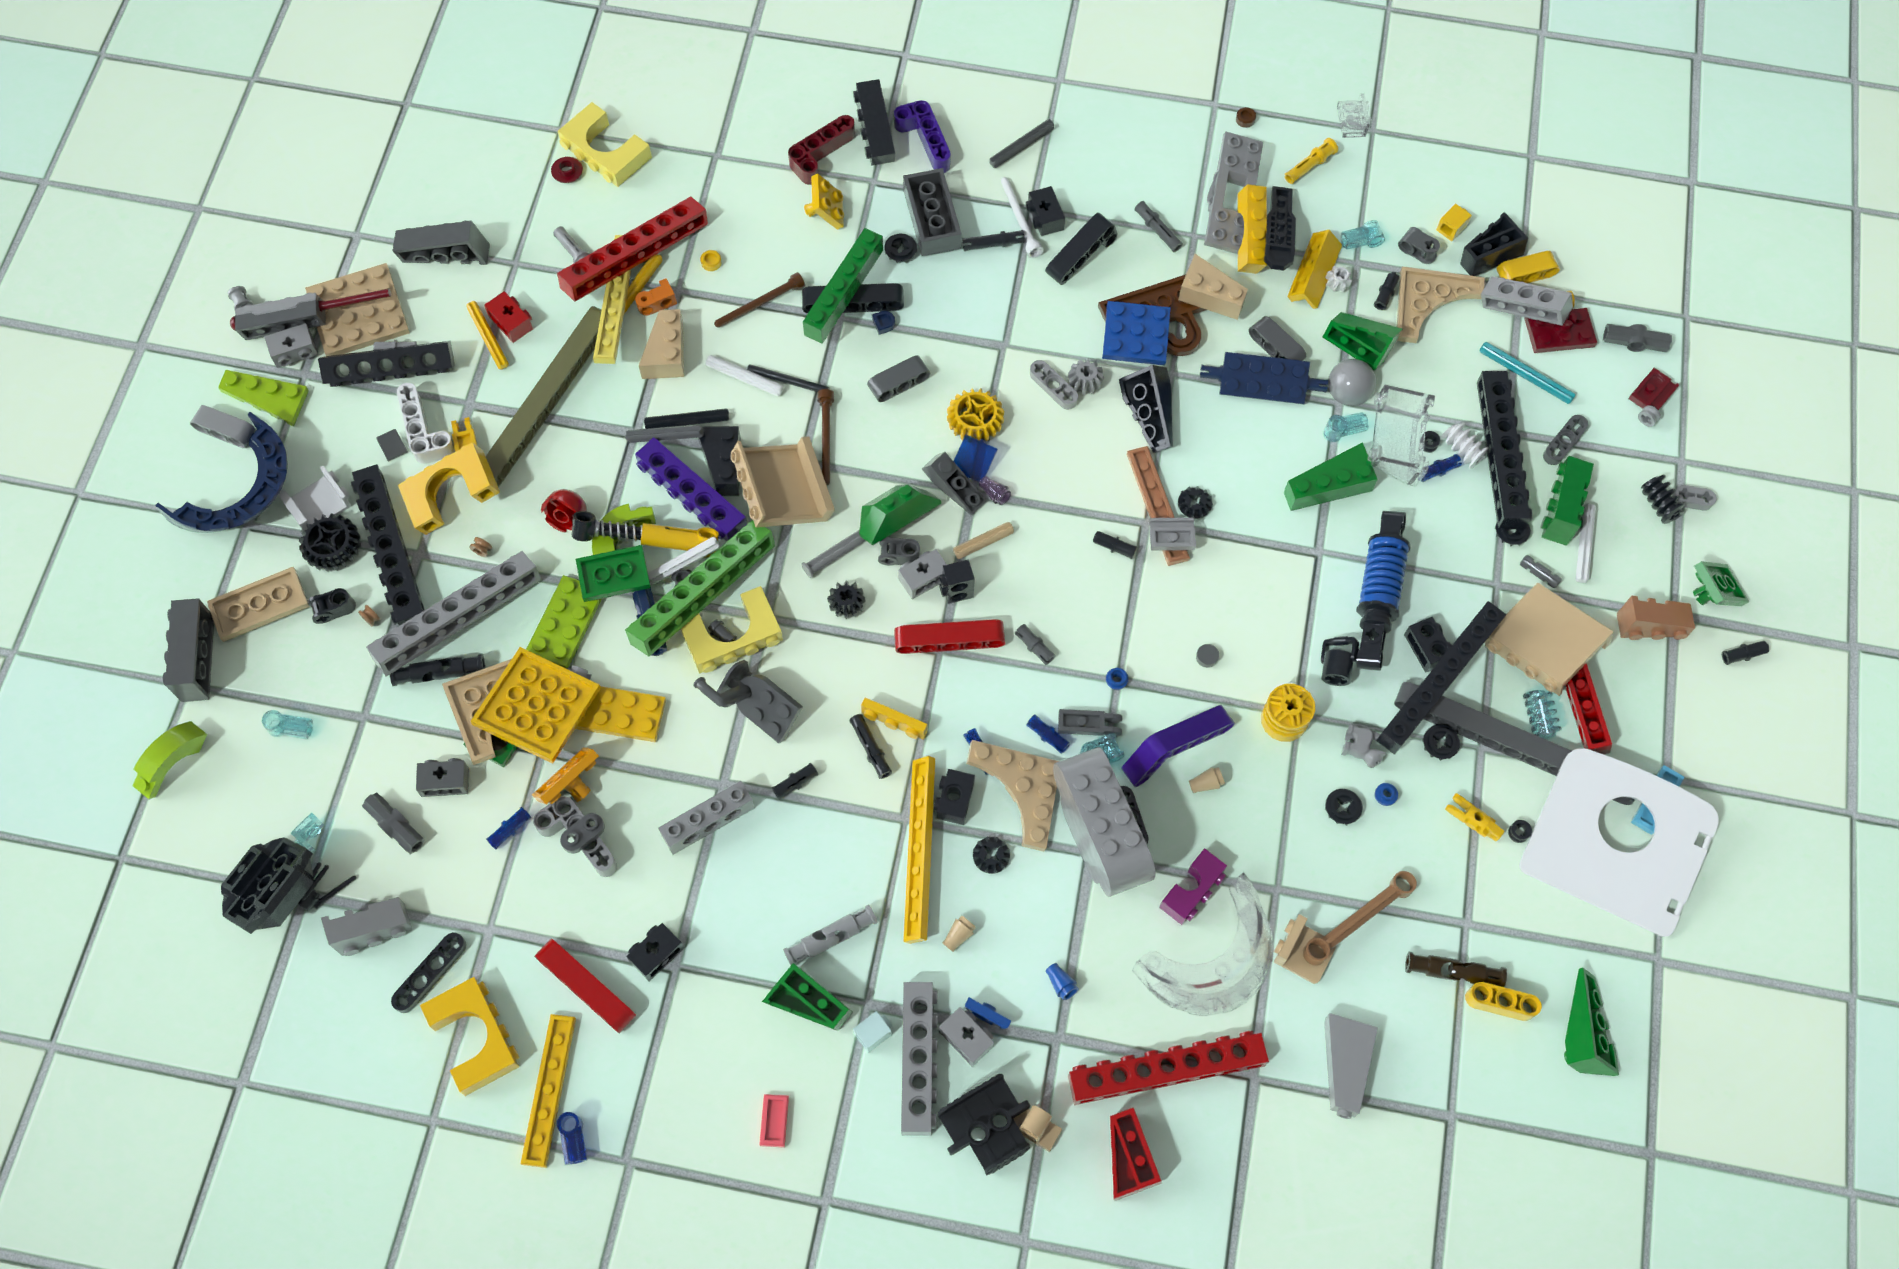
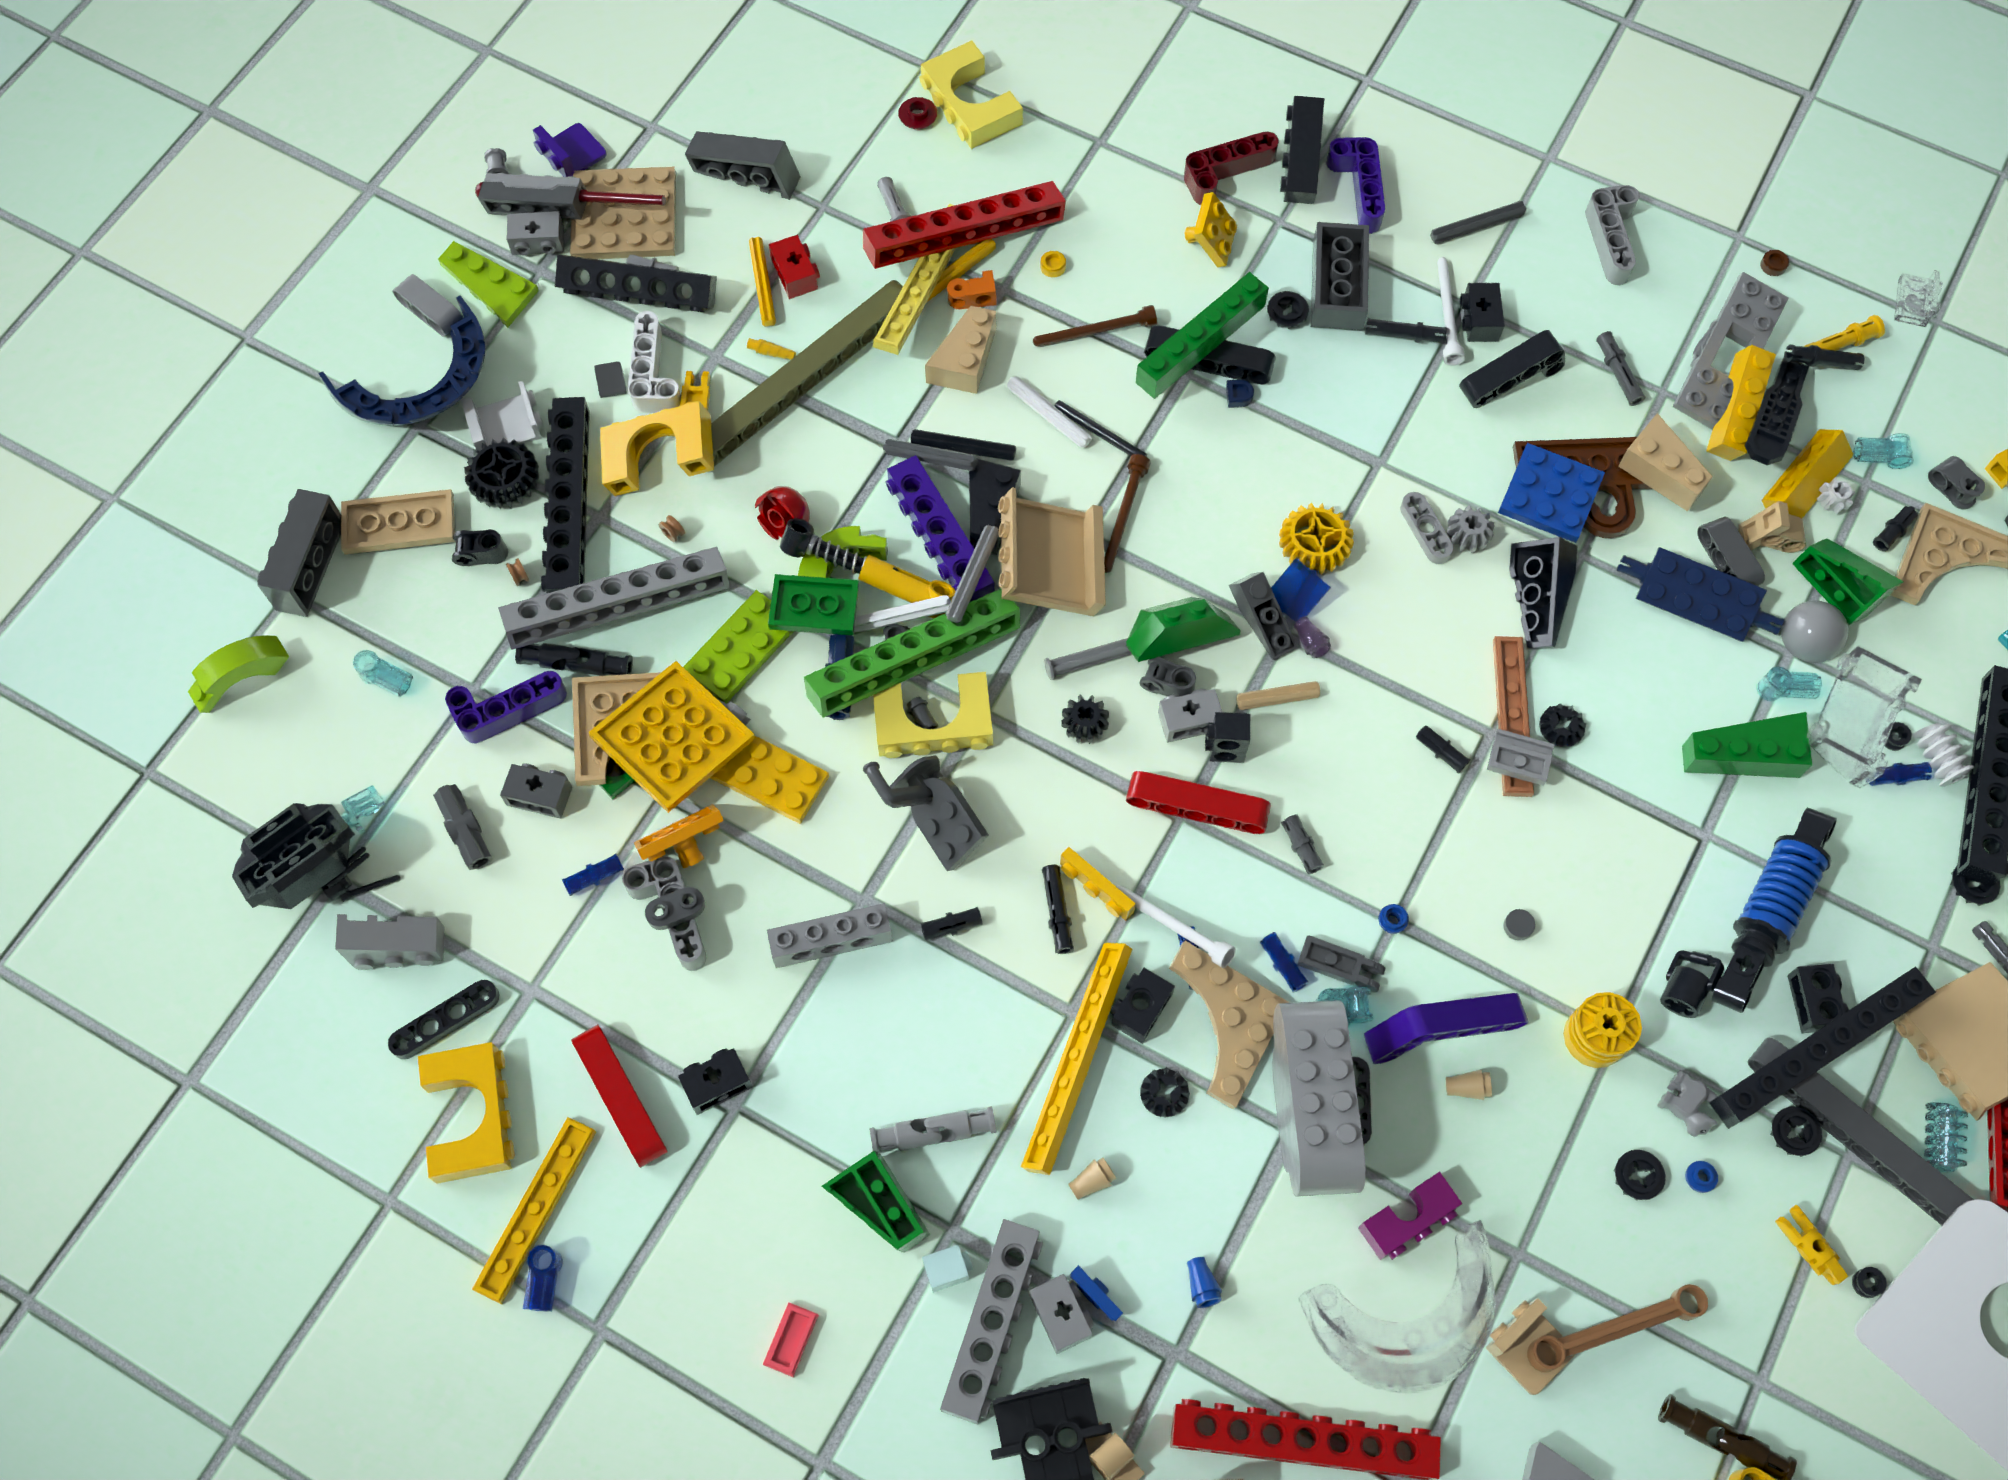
camera: 20 degrees right, 0 degrees up
(296, 271) = (569, 150): none -> dark purple bracket
(396, 716) = (509, 702): none -> dark purple beam
(511, 386) = (767, 348): none -> yellow animal
(727, 515) = (972, 574): none -> light grey axle
(898, 378) = (1235, 467): dark grey beam -> none
(1001, 740) = (1220, 952): none -> white piece
(1113, 114) = (1605, 219): none -> light grey beam
(1295, 179) = (1815, 356): none -> black pin
(1302, 316) = (1774, 529): none -> tan tile

